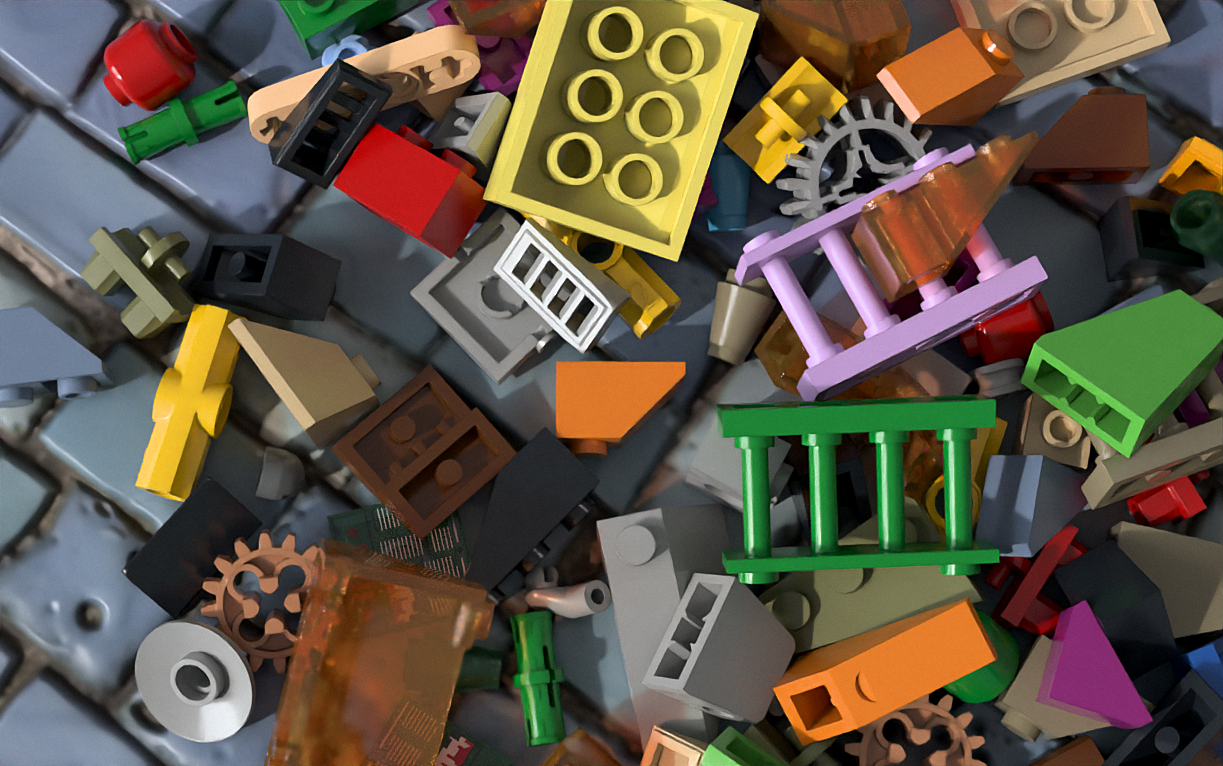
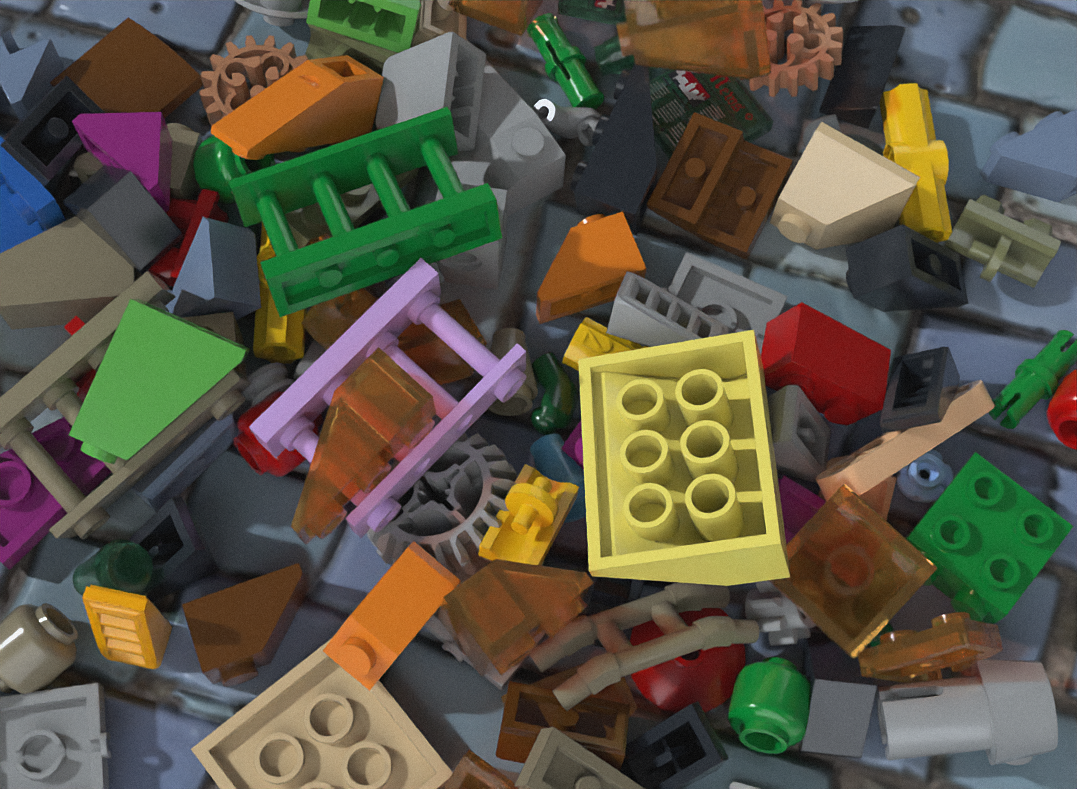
camera: 160 degrees right, 10 degrees down
(694, 273) = (559, 395): none -> dark green arm

